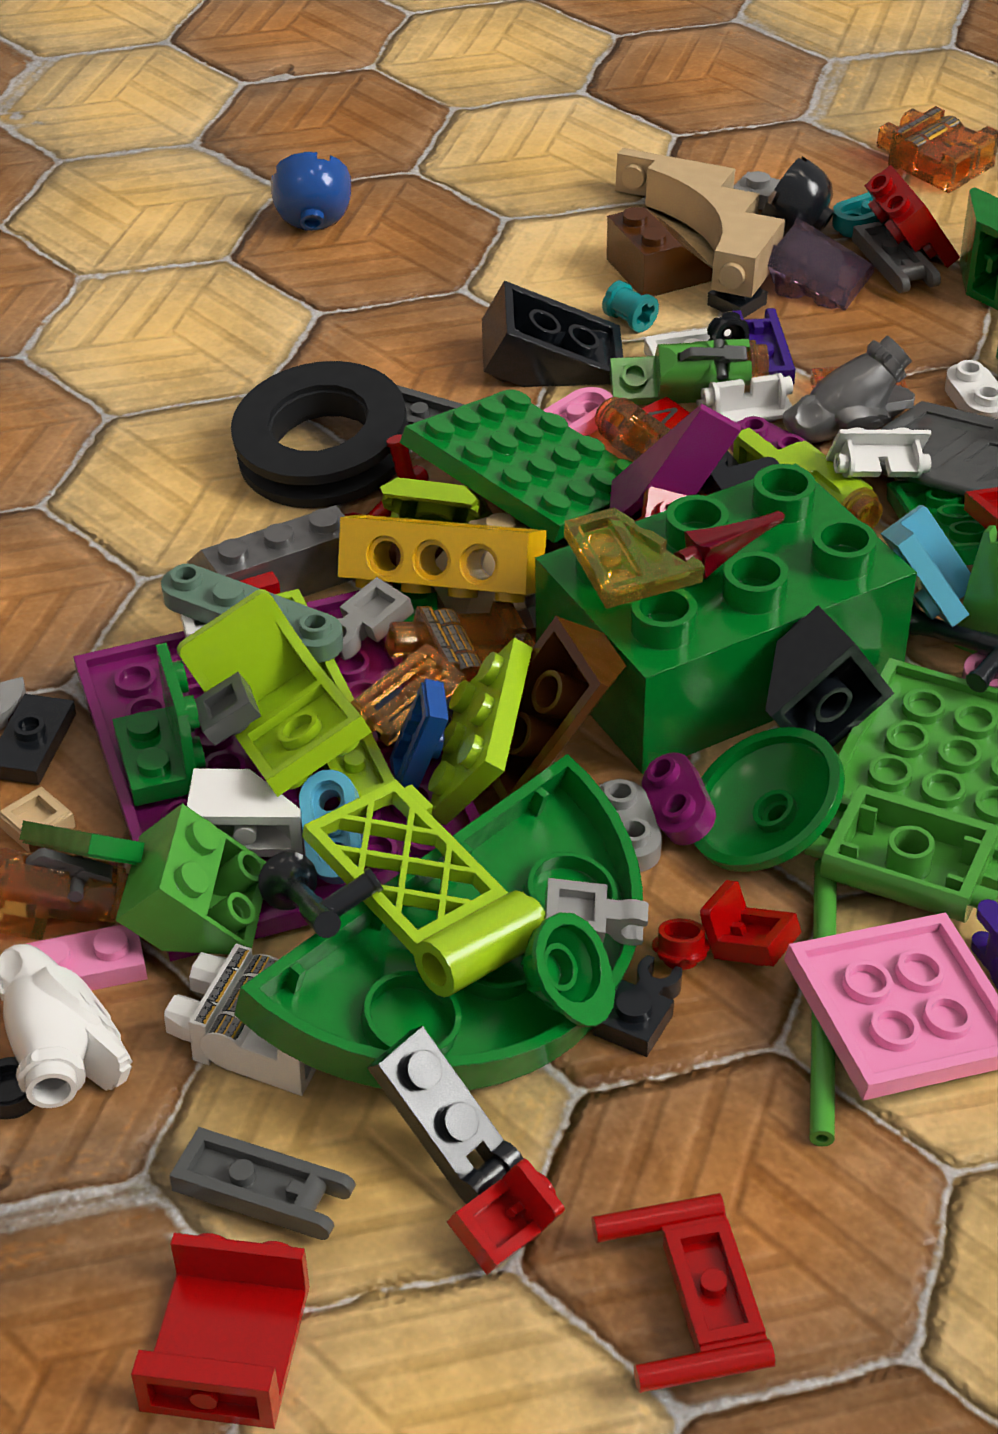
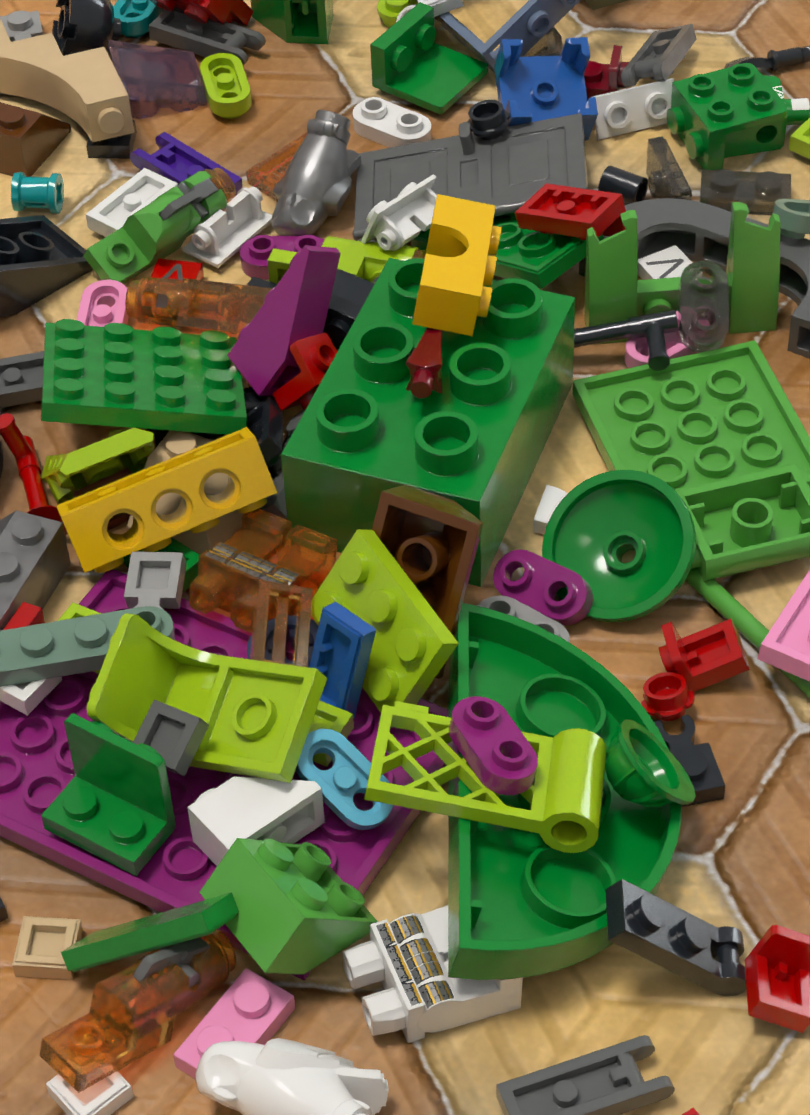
camera: 40 degrees left, 5 degrees up
(290, 882) = (356, 846): black piece -> none
(441, 862) = (487, 740): none -> magenta plate
(589, 901) = (606, 708): light grey plate -> none
(626, 559) = (384, 410): clear yellow wing -> none
(728, 320) = (163, 173): black plate -> none
(789, 500) = (457, 265): none -> yellow arch
(822, 680) = (577, 418): black slope -> none
(868, 299) = (225, 85): none -> lime plate
(939, 568) = (549, 275): medium azure bracket -> none

